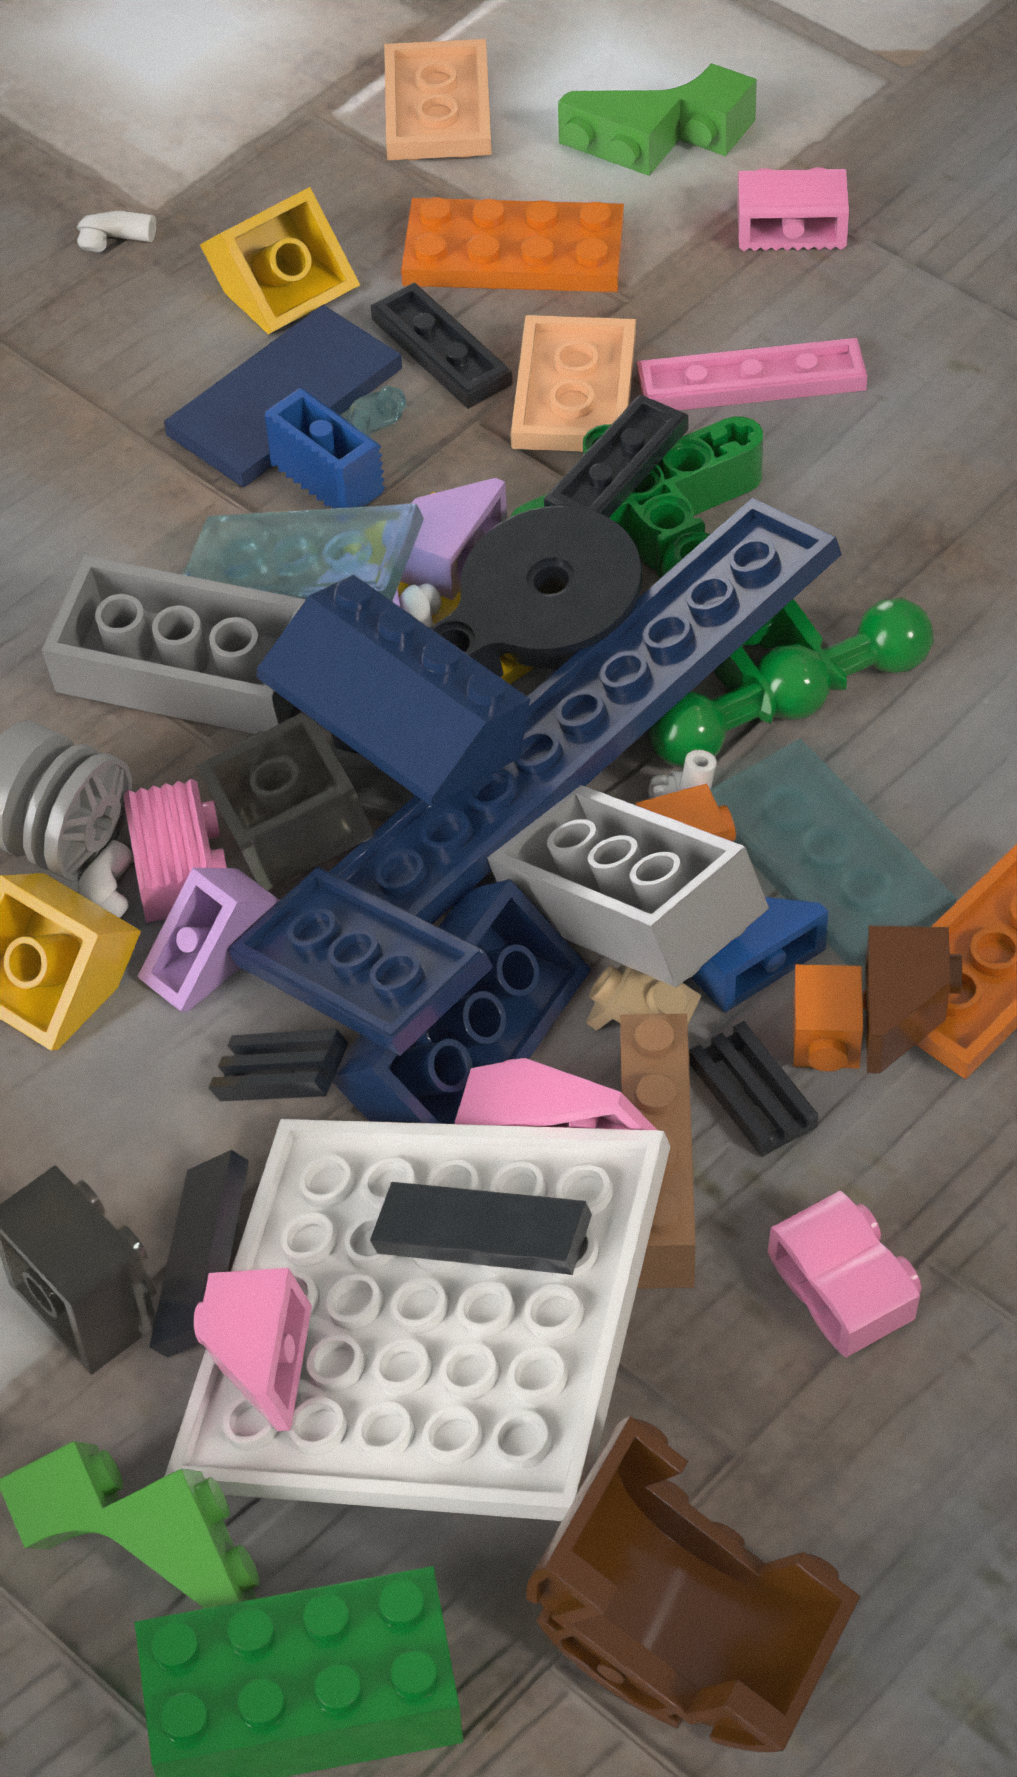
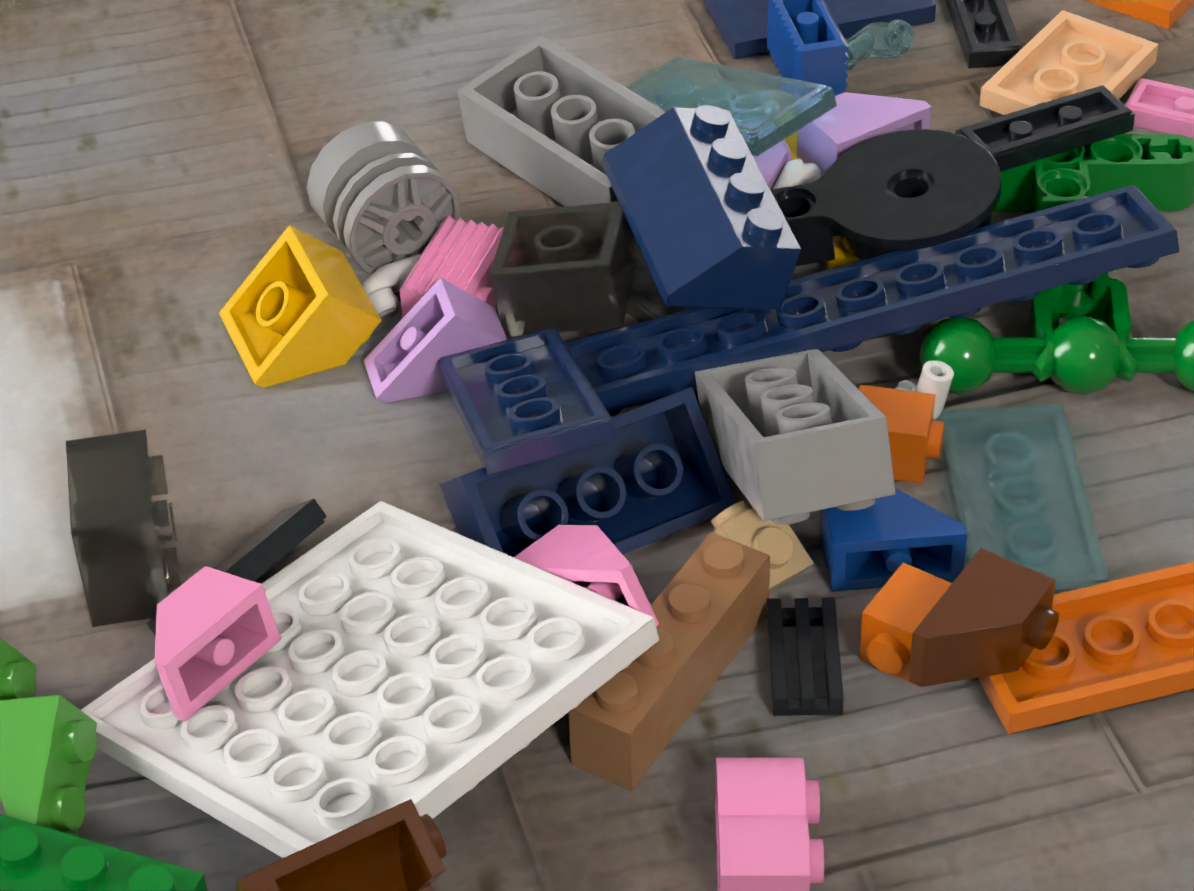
camera: 30 degrees right, 10 degrees down
(282, 1056) = (407, 457): black tile -> none
(481, 1227) = (448, 629): black tile -> none

